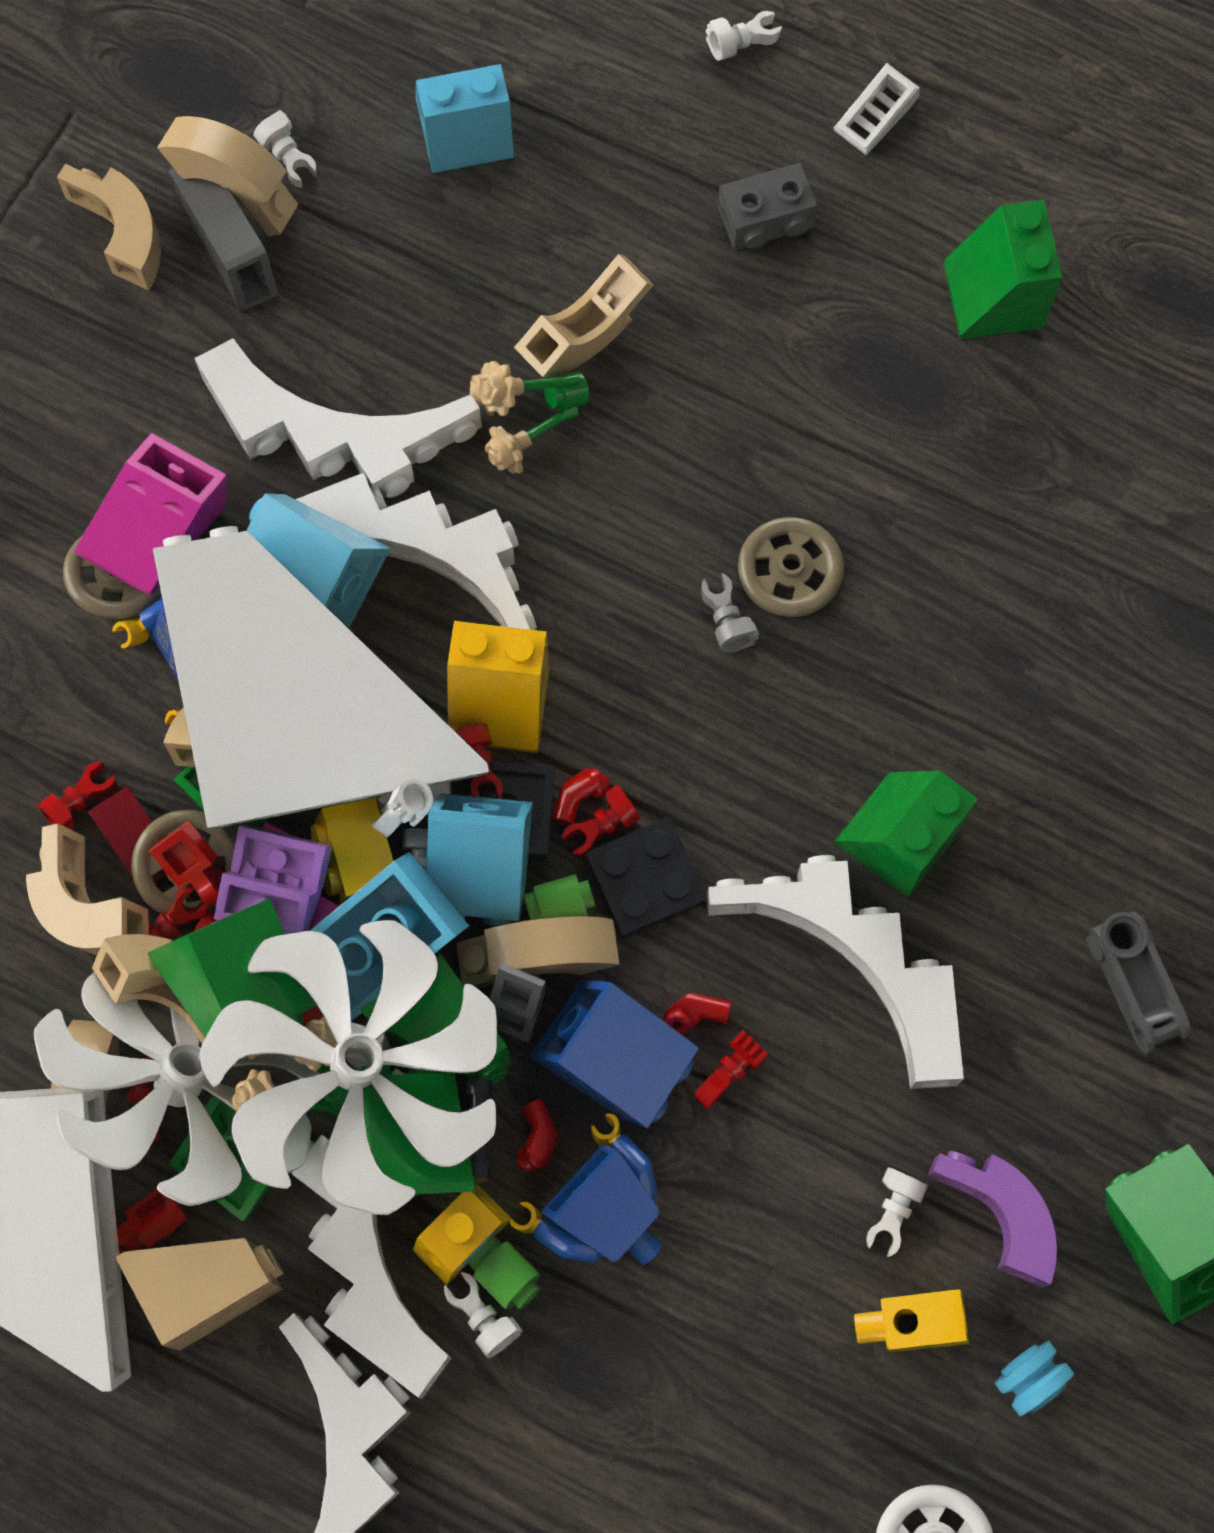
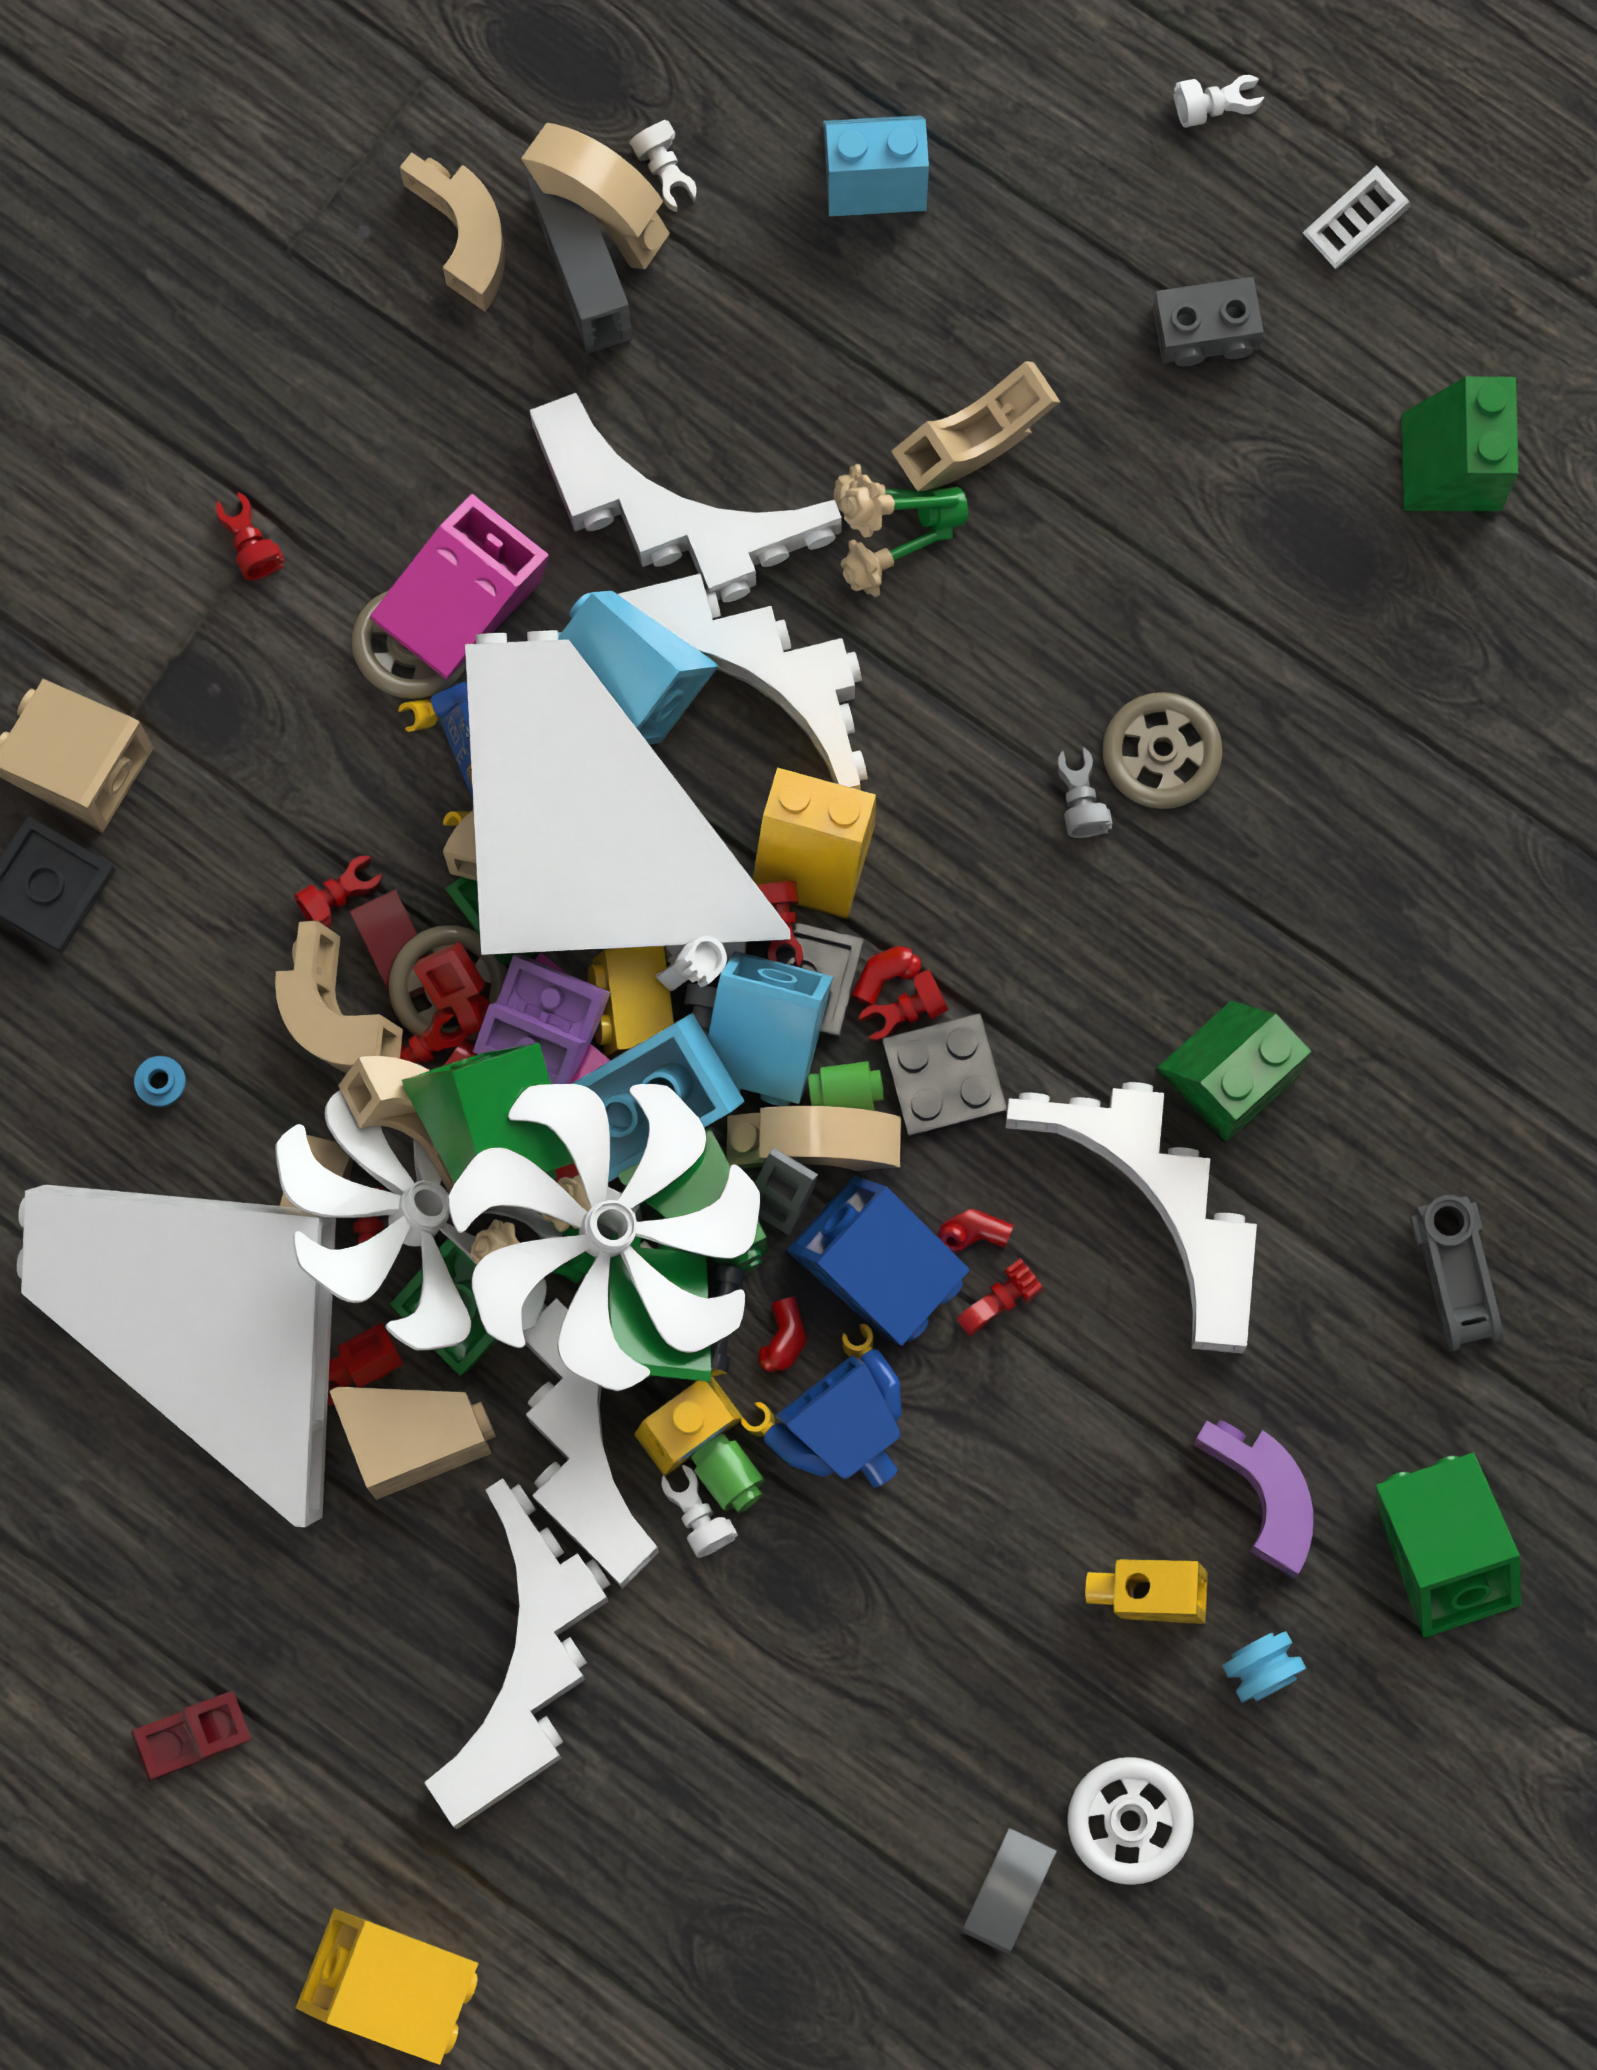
camera: 10 degrees right, 5 degrees up
(904, 1190) = (1165, 1453): white piece -> none

